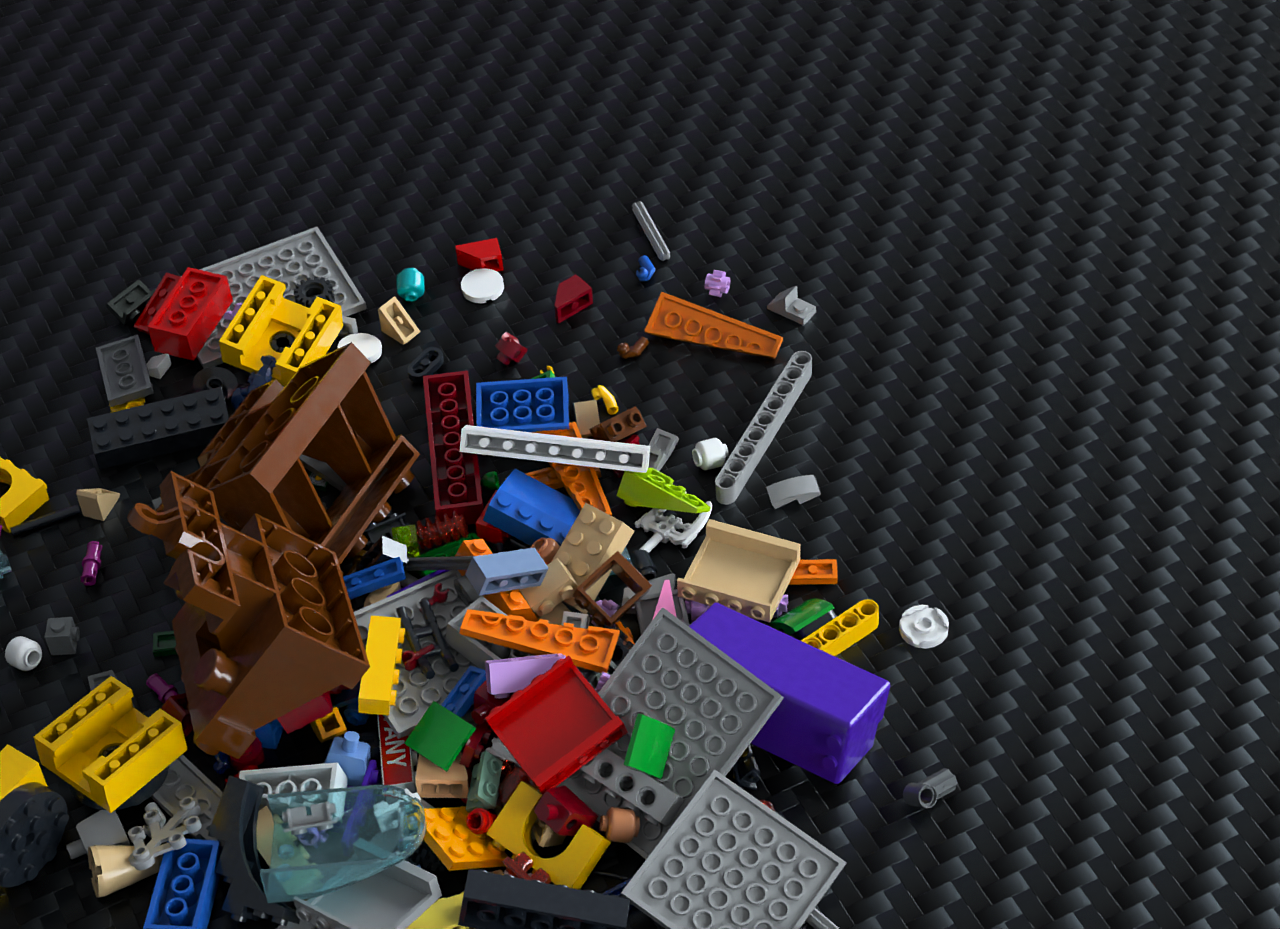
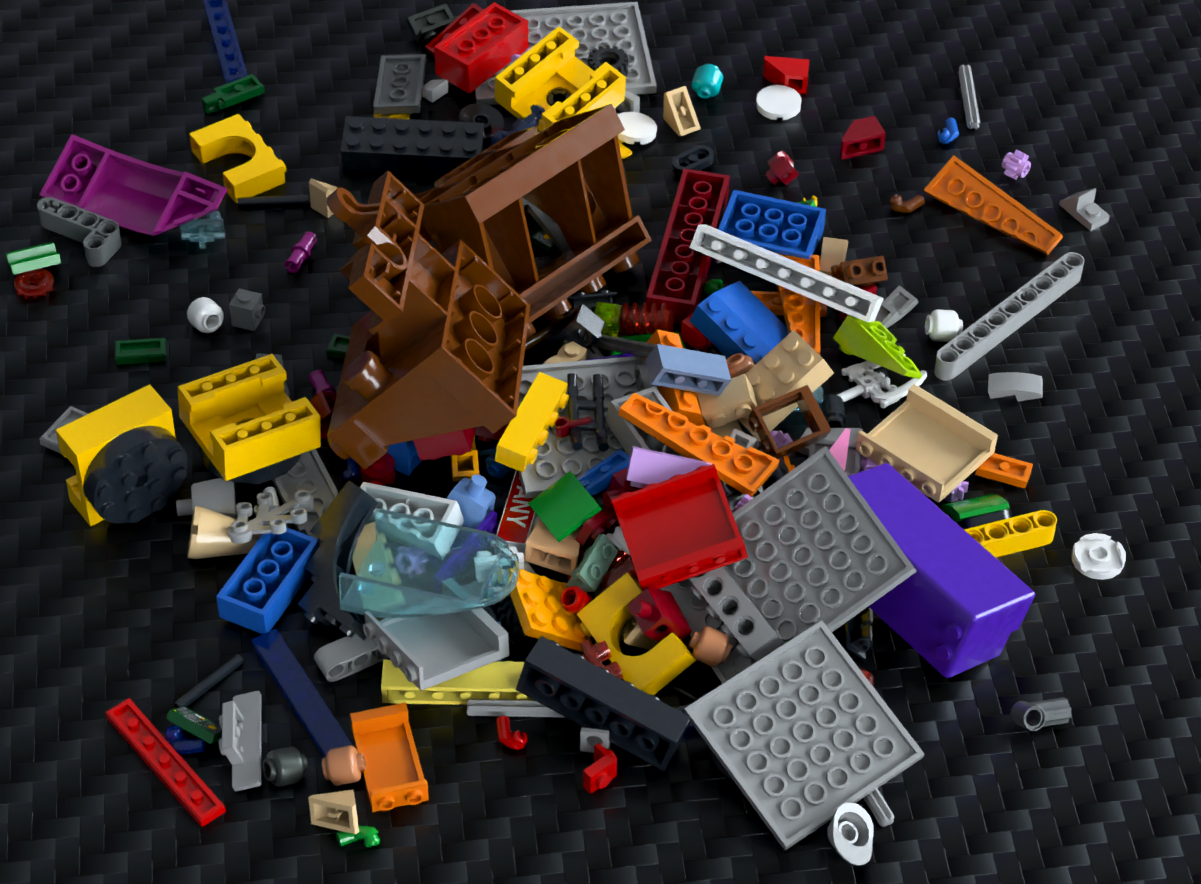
camera: 15 degrees right, 0 degrees up
(300, 821) = (421, 544): light grey hinge -> none
(374, 577) = (559, 342): blue plate -> none
(438, 597) = (615, 375): dark red hand -> none
(608, 398) = (861, 242): yellow arm -> none
(649, 746) = (764, 577): green slope -> none

